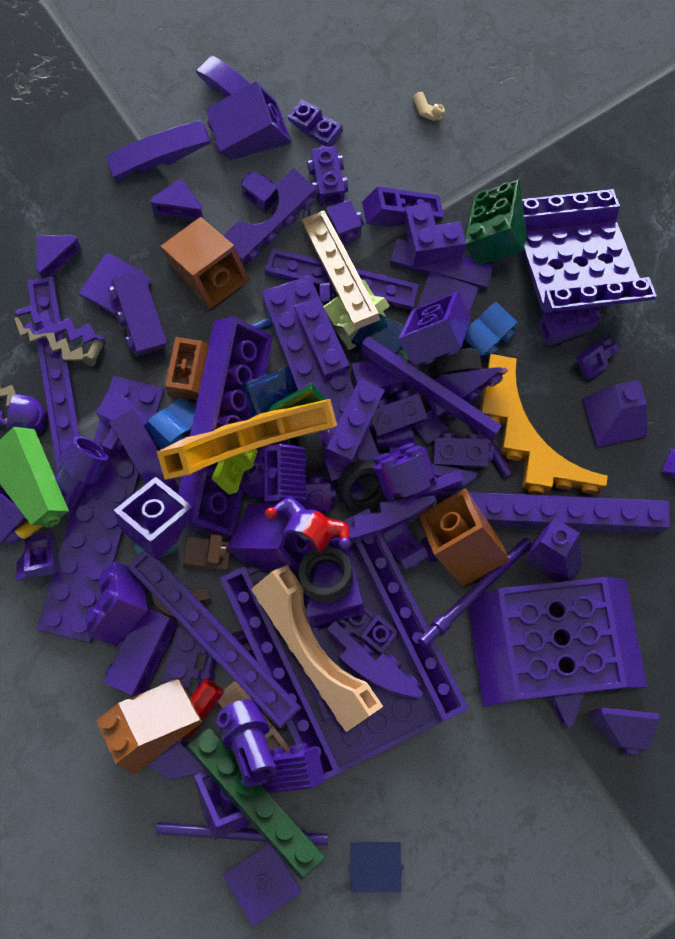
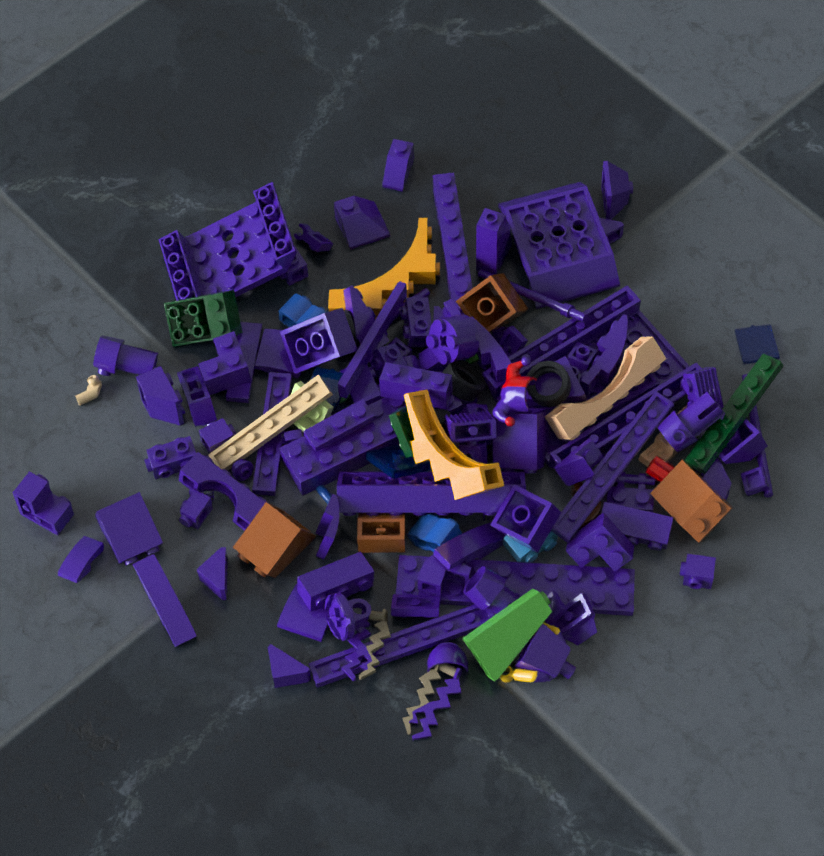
camera: 90 degrees left, 15 degrees down
(54, 536) = (557, 607): none -> dark purple tile
(67, 714) = (698, 571): none -> dark purple brick
(87, 309) = (342, 617): none -> dark purple tile
(94, 390) = (415, 605): none -> dark purple plate
(176, 814) = (755, 481): none -> dark purple tile
(206, 554) = (542, 482): reddish brown brick -> none
(207, 314) = (328, 526): none -> dark purple slope
(220, 593) = (579, 463): none -> dark purple slope
(262, 884) = (790, 415): dark purple plate -> none
(292, 45) = (41, 505): none -> dark purple brick
(300, 242) = (242, 469): none -> dark purple plate
(315, 125) = (117, 480): dark purple slope -> none
(401, 164) = (160, 397): none -> dark purple slope
(462, 130) = (115, 355): none -> dark purple piece

